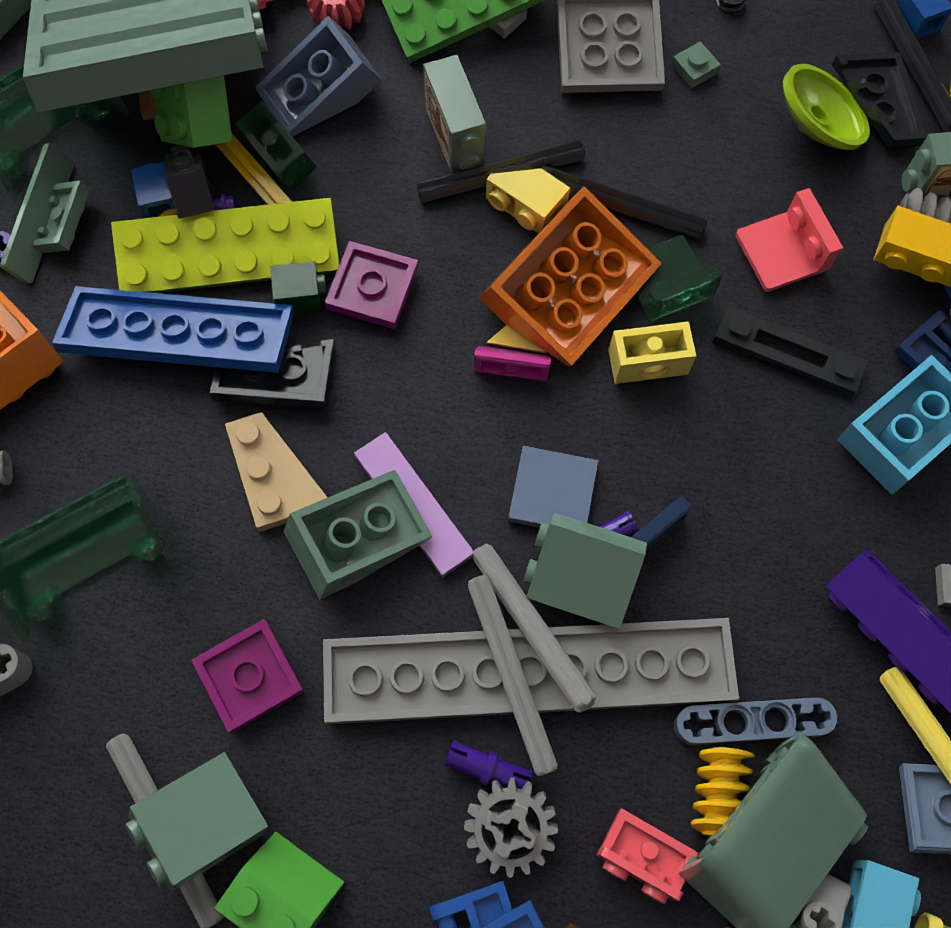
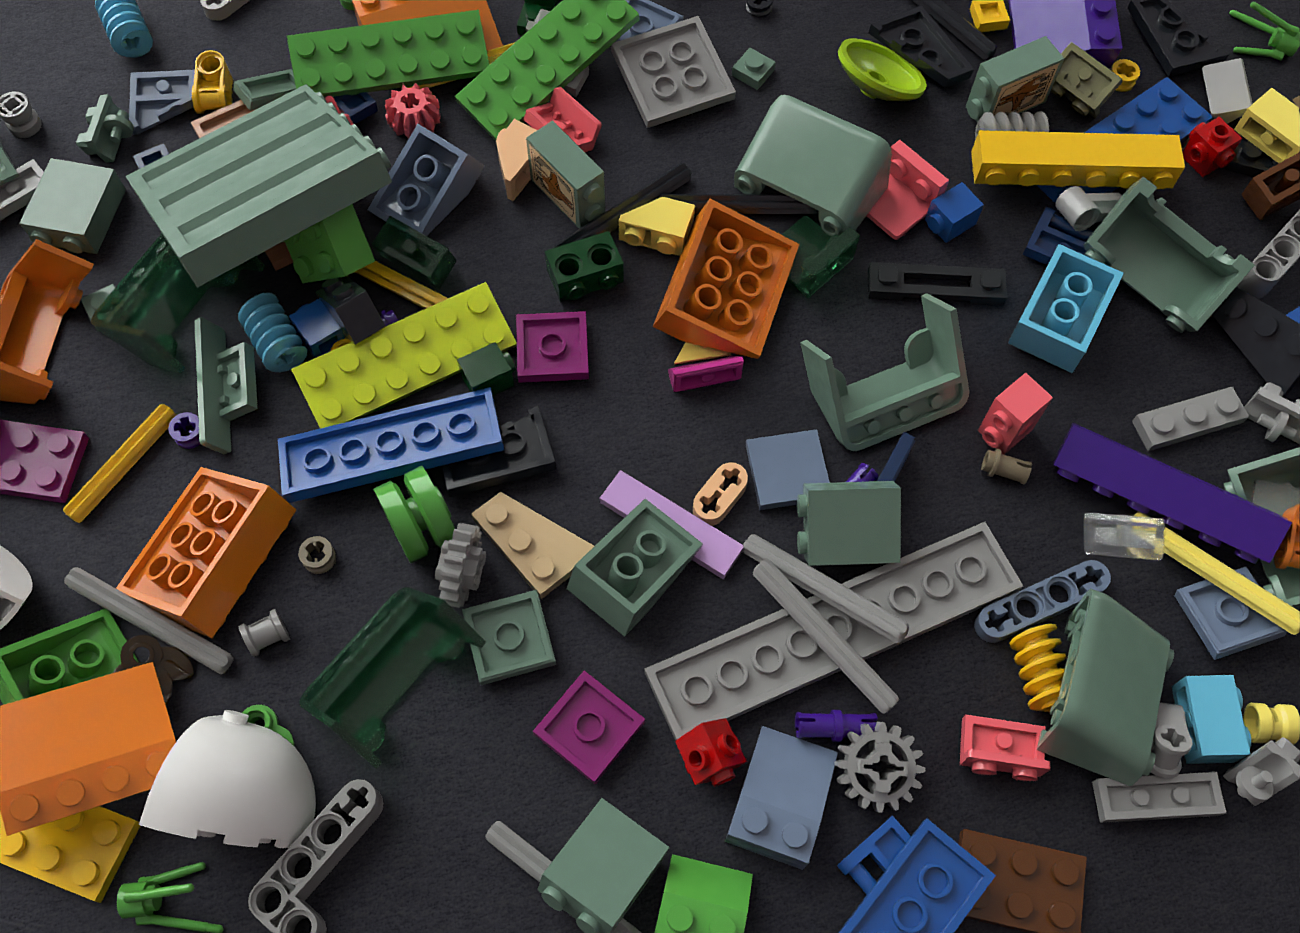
camera: 20 degrees left, 5 degrees down
(77, 408) = (311, 544): none -> dark tan bush
(111, 180) = (271, 333): none -> medium azure piece
(165, 407) = (416, 514): none -> bright green wheel
(187, 472) = (460, 565): none -> light grey gear
(209, 558) = (513, 636): none -> sand green plate
(350, 748) = (711, 752): none -> red brick
(403, 818) = (782, 798): none -> sand blue slope
(409, 87) = (514, 157): none -> light nougat slope
(436, 205) = (582, 260): none -> dark green brick
(479, 498) = (726, 498): none -> light nougat beam
(481, 60) = (569, 116): none -> coral bracket
(651, 352) = (825, 320): light yellow brick -> none
(696, 457) = (901, 397): none -> sand green windscreen
(713, 186) = (817, 163): none -> sand green windscreen
(777, 568) = (1006, 466): none -> dark tan pin
(806, 517) = (1014, 413): none -> coral brick
(838, 283) = (953, 212): none -> blue brick
(868, 688) = (1124, 536): none -> clear slope

